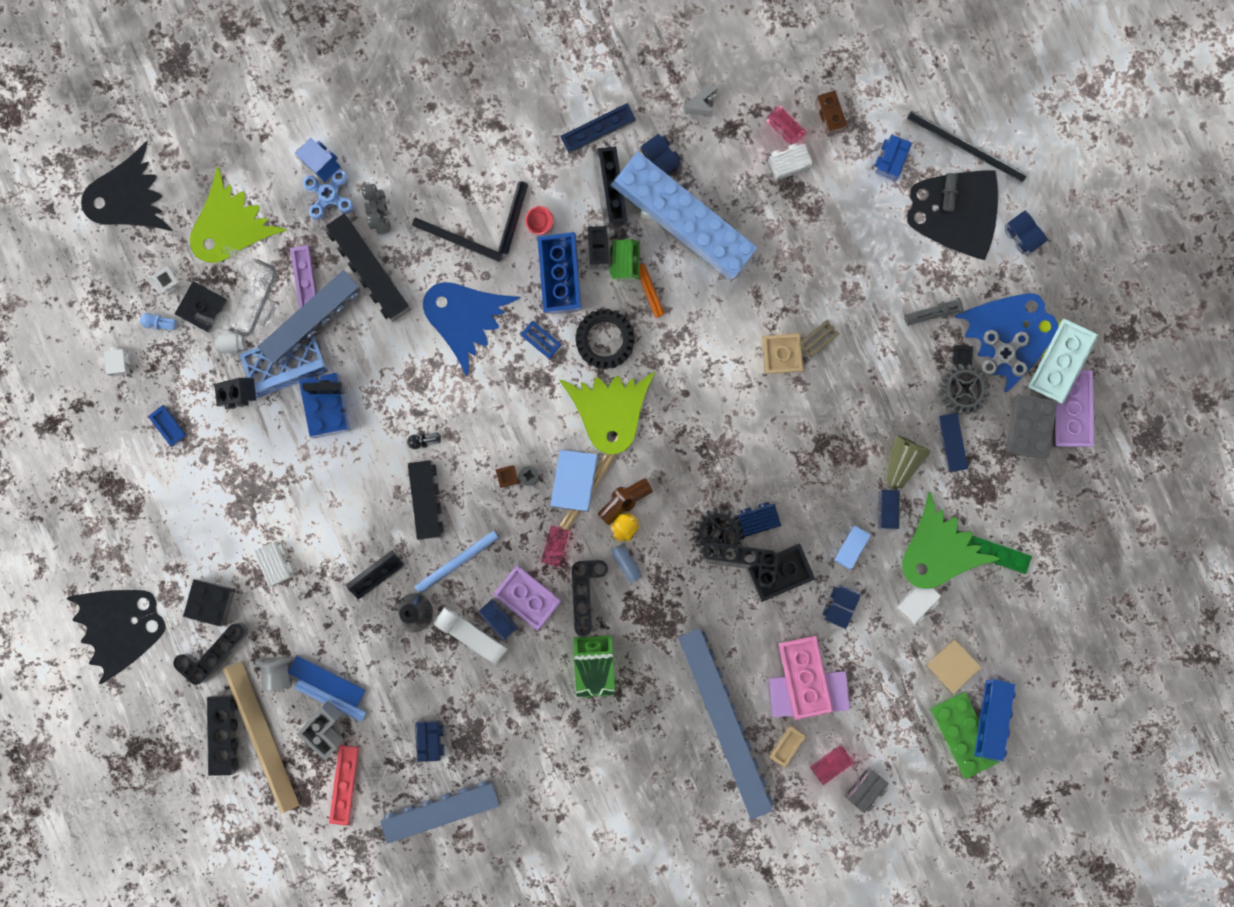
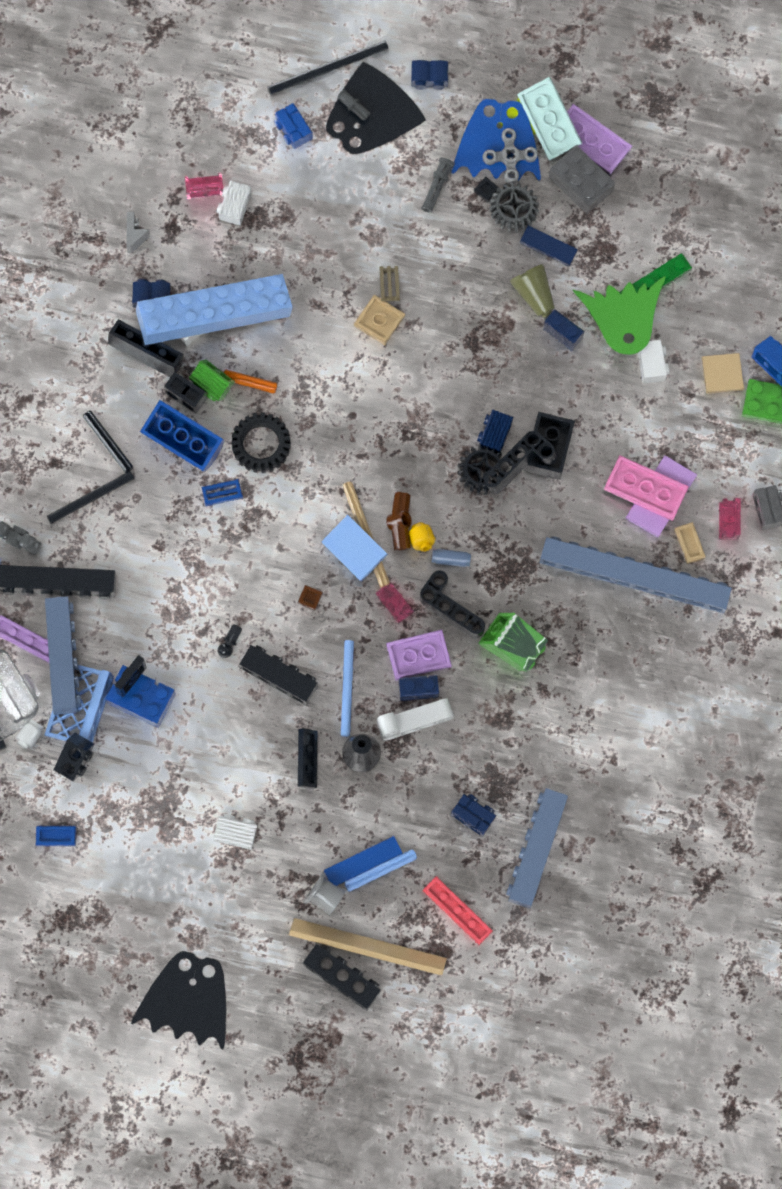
camera: 50 degrees left, 10 degrees down
(209, 602) = (226, 906): black brick -> none
(215, 651) = (270, 931): black beam -> none
(318, 732) = (399, 895): light grey brick -> none
(463, 317) = (155, 539): blue piece -> none
(528, 478) = (323, 584): dark grey wheel -> none
(539, 220) = (127, 421): coral hair -> none
(598, 128) = (90, 326): dark blue tile -> none
(610, 410) = (320, 480): lime piece -> none
(831, 113) = (222, 145): reddish brown brick -> none
(842, 606) = (611, 420): dark blue brick -> none
(852, 547) = (572, 378): light blue slope -> none

